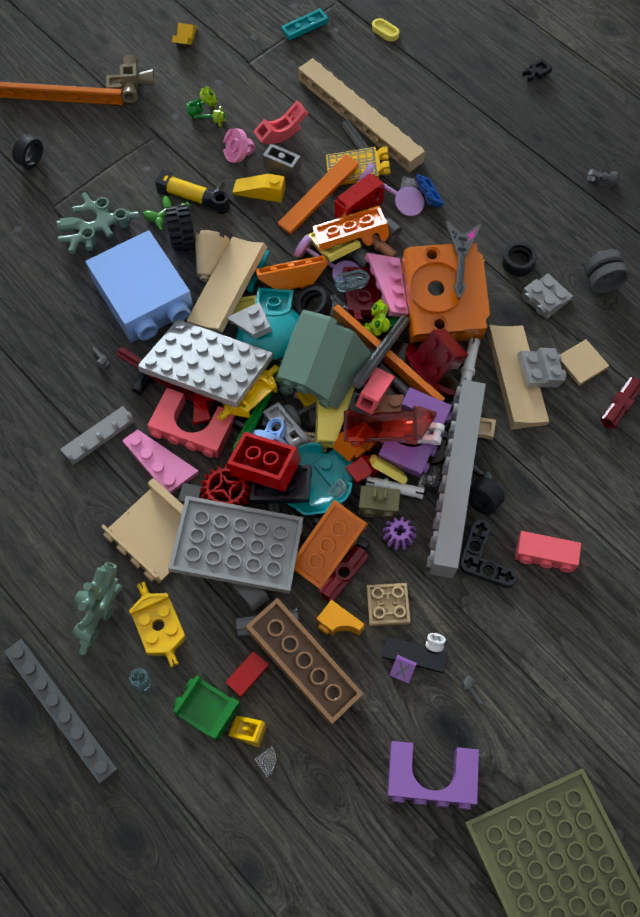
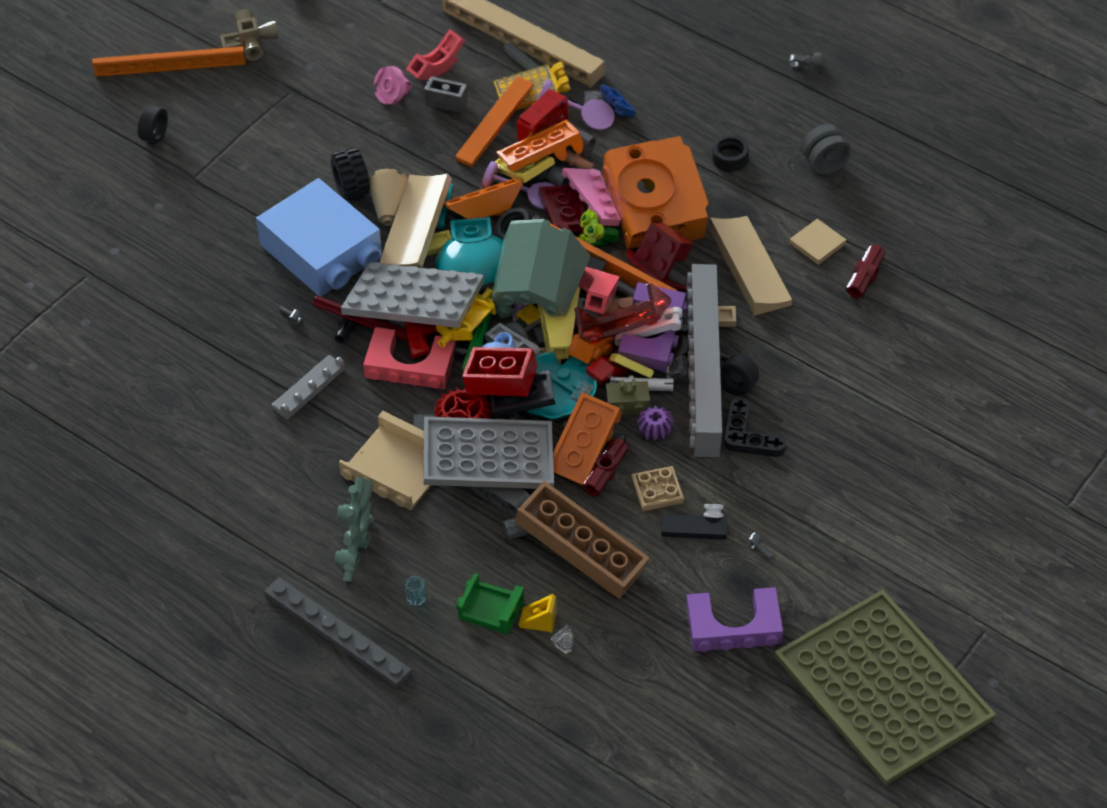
camera: 10 degrees left, 15 degrees down
(87, 229) = (243, 193): sand green plant -> none
(146, 613) = (416, 528): yellow plate -> none
(152, 216) = (313, 170): bright green piece -> none
(159, 462) = (379, 398): bright pink wing -> none
(208, 97) = (348, 43): plant -> none
(216, 199) = (381, 142): piece -> none
(247, 674) = (525, 569): red tile -> none
(252, 321) = (453, 249): light grey wing -> none
(262, 187) = (429, 123): yellow slope -> none
(337, 619) = (611, 507): light orange arch -> none
(351, 280) = (552, 197): clear light blue plate -> none
(380, 352) = (600, 254): dark grey axle -> none
(403, 669) = (685, 538): medium lavender tile -> none
(461, 245) = (665, 140): dark grey piece -> none
(468, 369) = (696, 250): white pin -> none
(542, 368) = (775, 251): light grey plate -> none
(546, 295) = (766, 184): light grey plate -> none
(548, 551) = (813, 414): coral brick -> none

